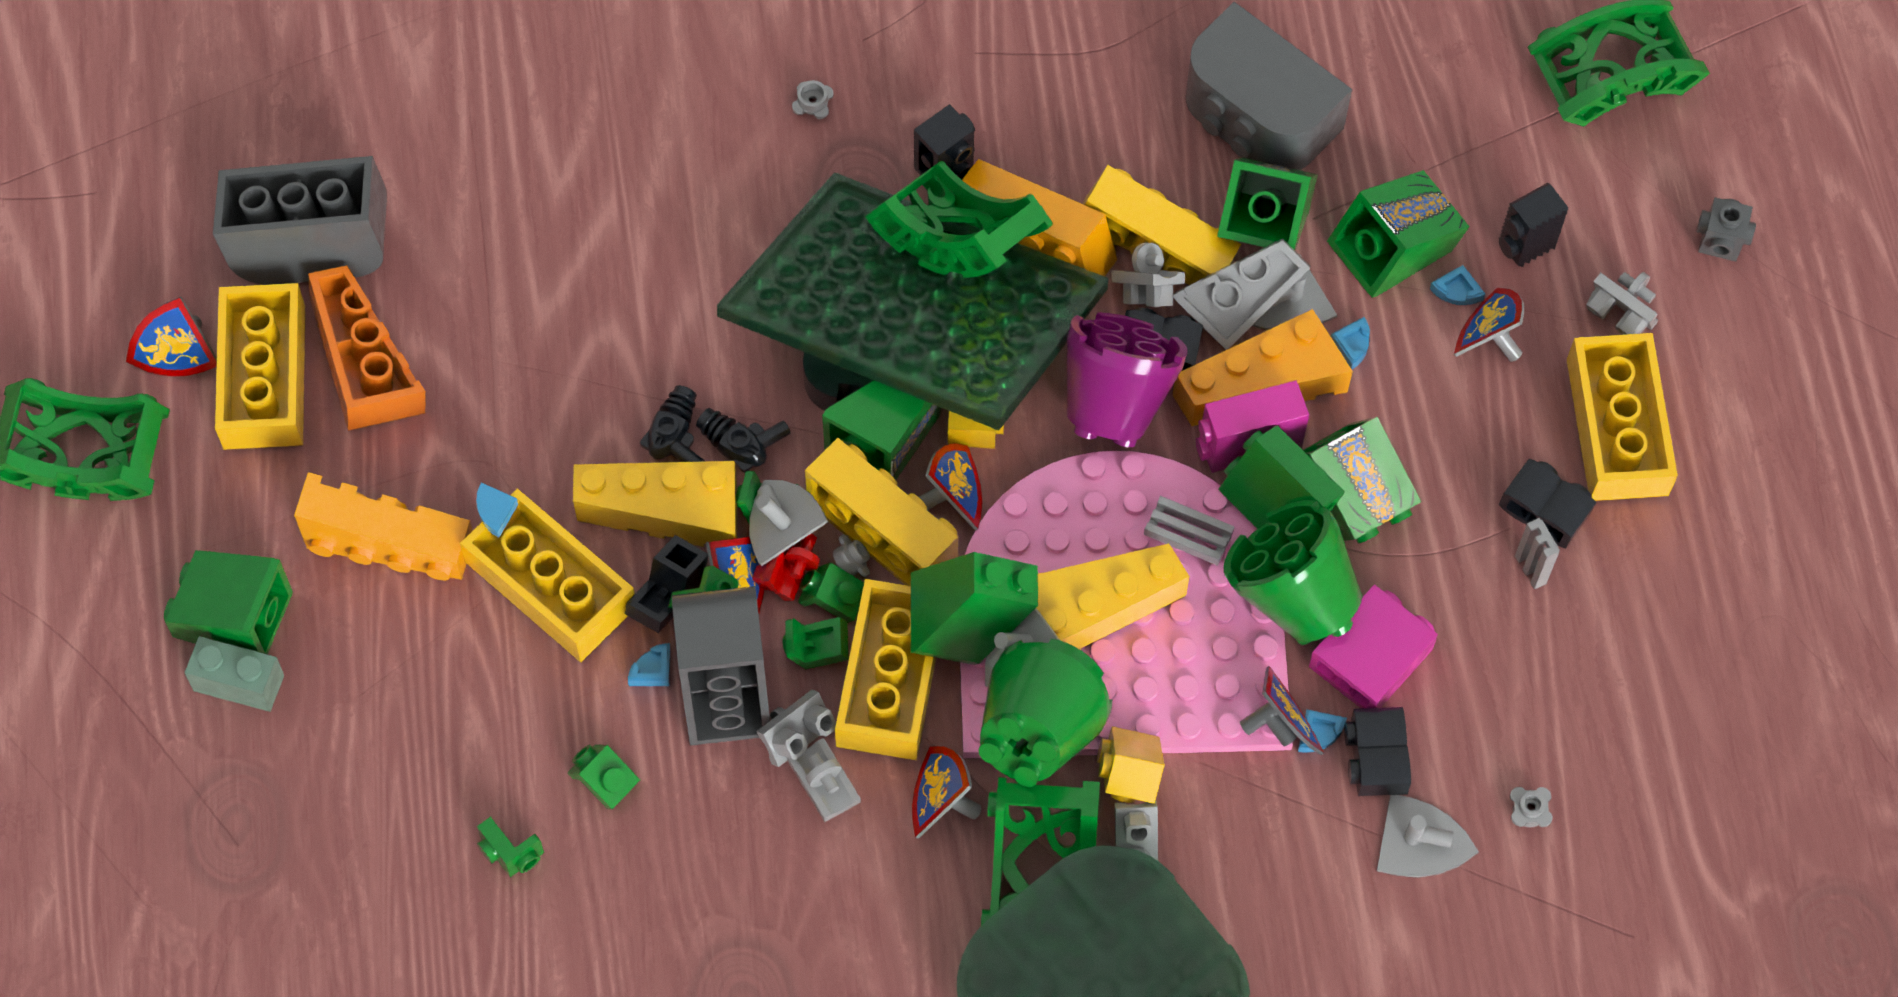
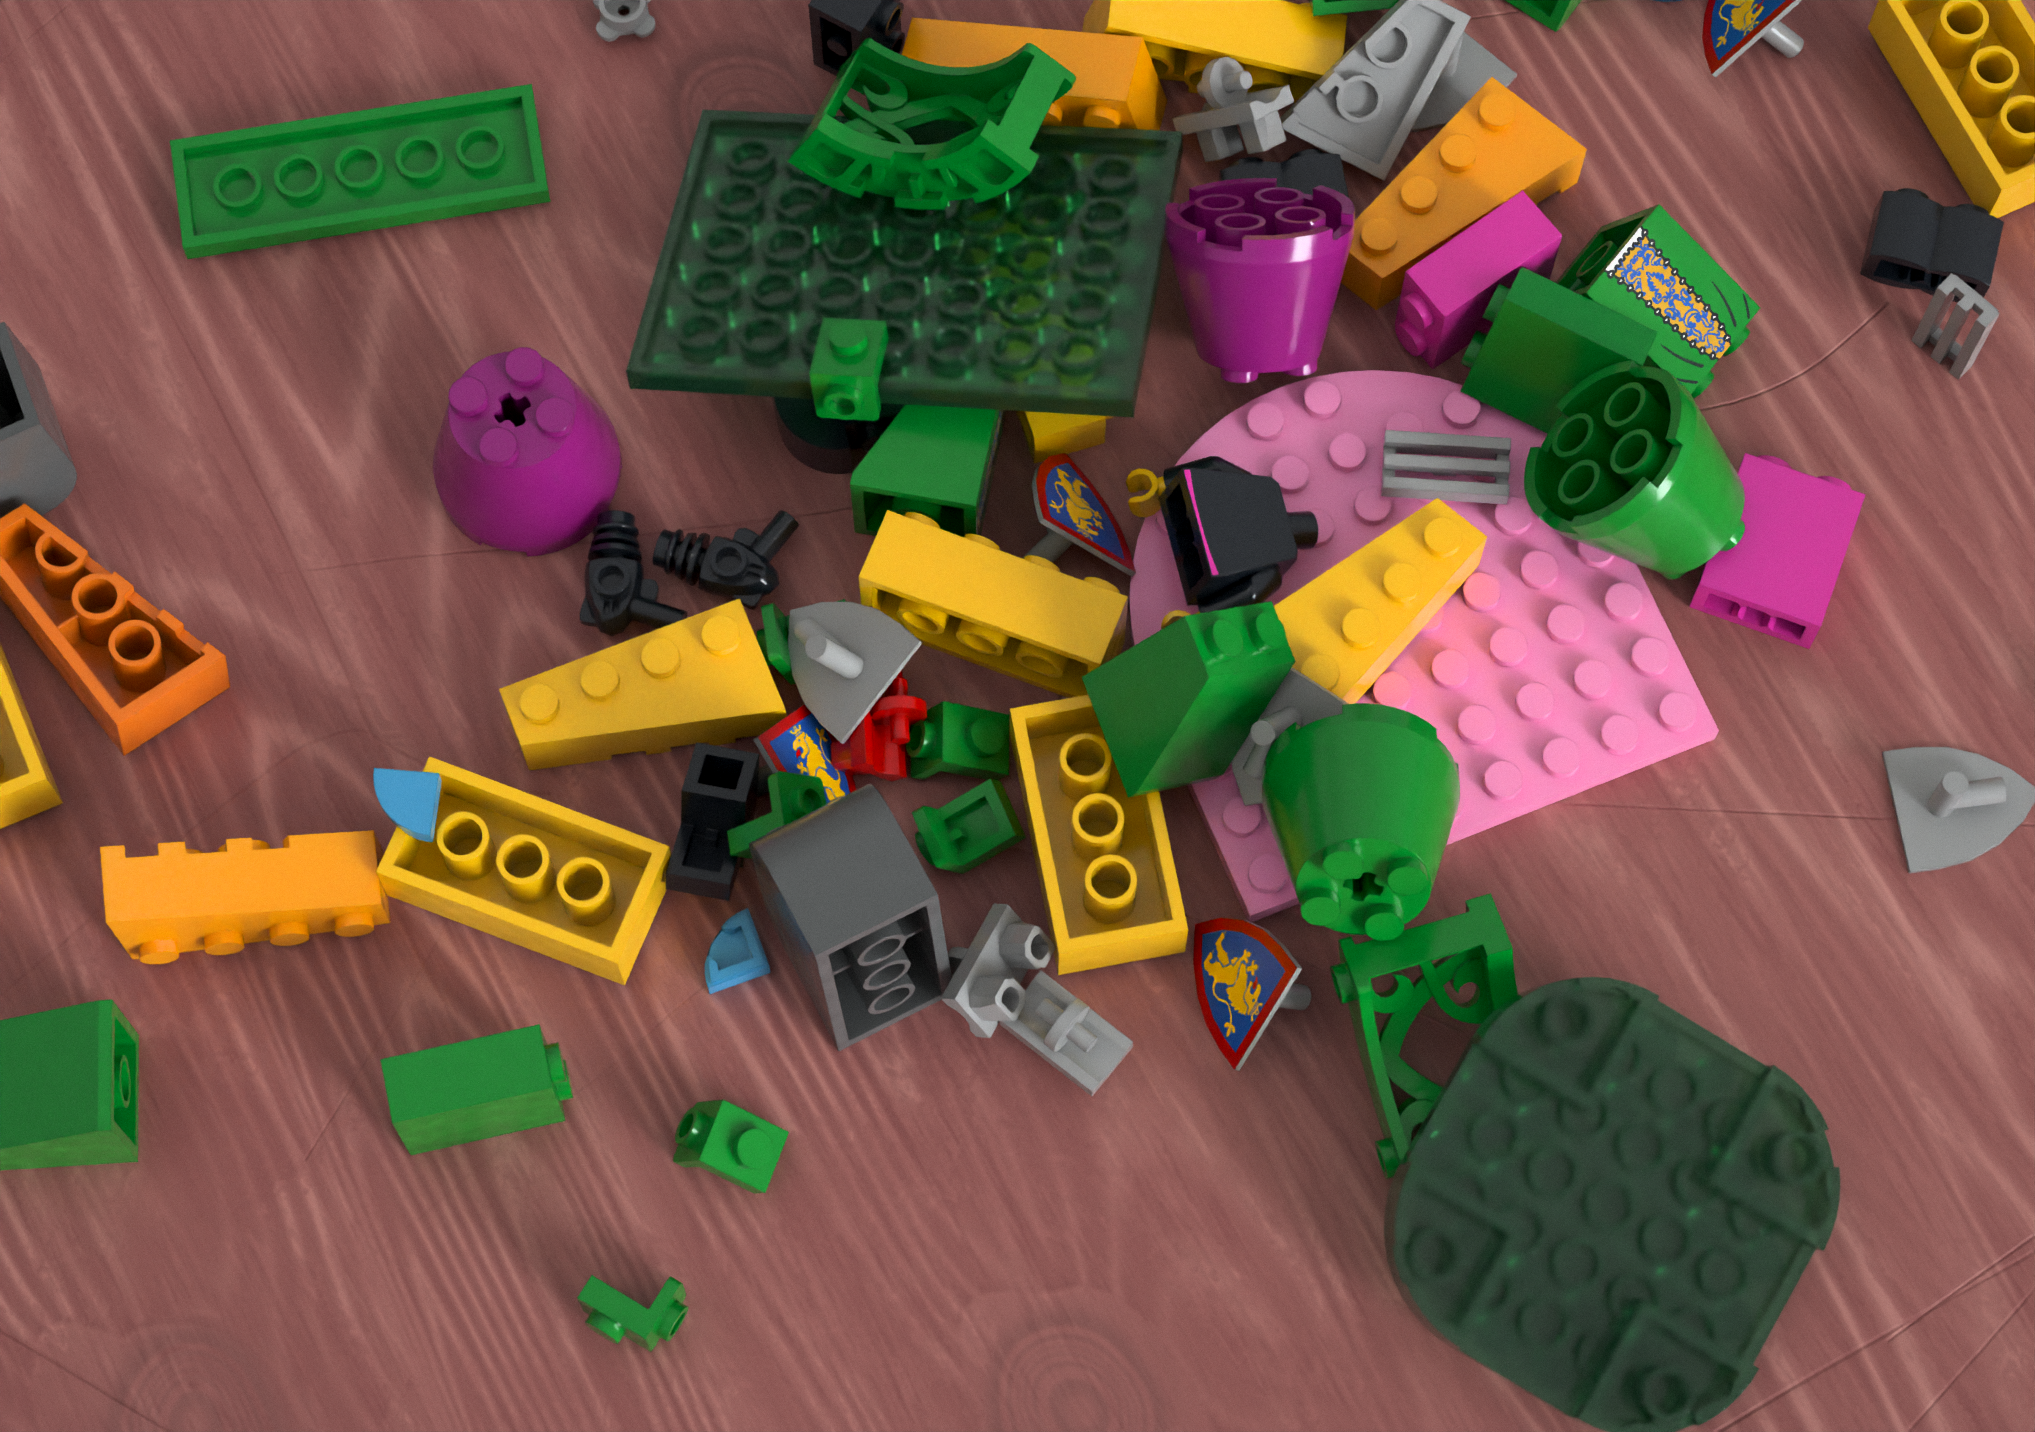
camera: 20 degrees left, 5 degrees up
(234, 674) = (103, 1196): sand green brick -> none
(467, 688) = (476, 1089): none -> green brick
(619, 141) = (359, 171): none -> green plate
(646, 336) = (524, 455): none -> magenta cone
(844, 345) = (848, 368): none -> green bracket
(852, 556) = (966, 680): light grey plate -> none
(1037, 519) = (1224, 531): none -> black torso
(1131, 765) = (1513, 848): yellow brick -> none
(1137, 827) = (1556, 941): light grey hips -> none
(1281, 715) = (1680, 700): shield -> none
(1326, 728) = (1745, 696): dark azure tile -> none
(1353, 341) = (1559, 101): dark azure tile -> none
(1379, 751) = (1847, 696): black brick -> none

